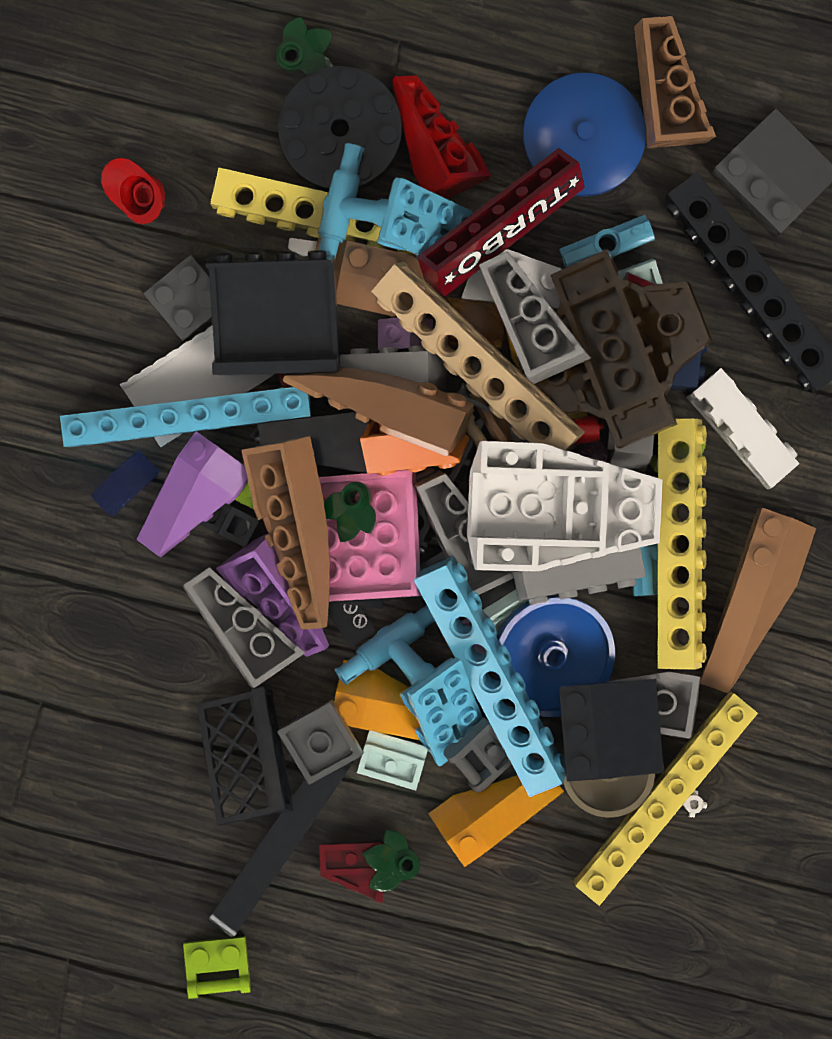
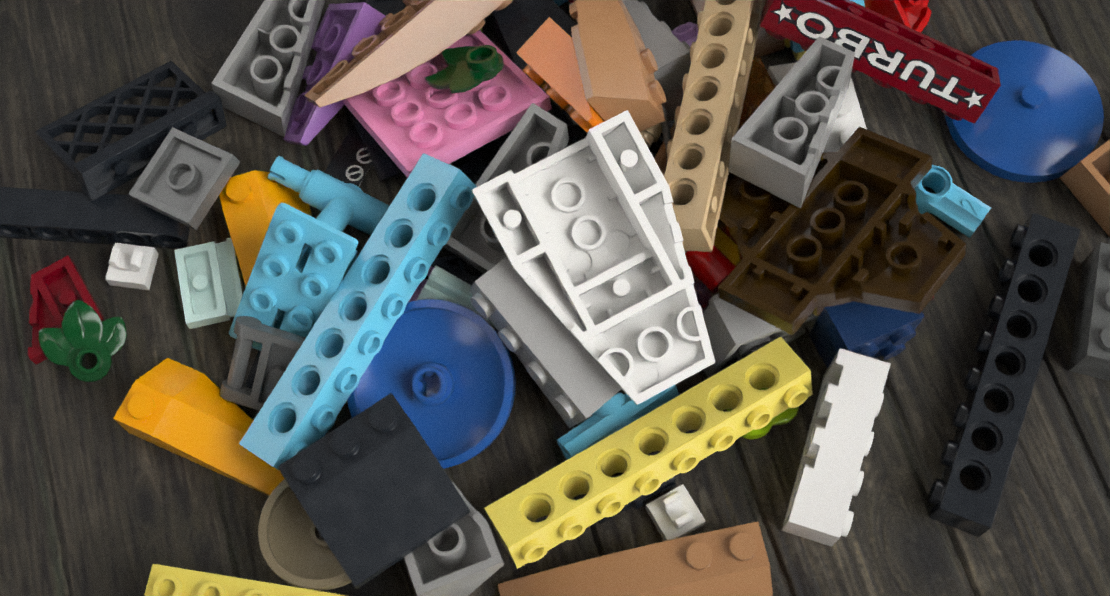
camera: 60 degrees right, 20 degrees down
(346, 806) = (131, 266): none -> white tile
(721, 549) = (675, 514): none -> white tile

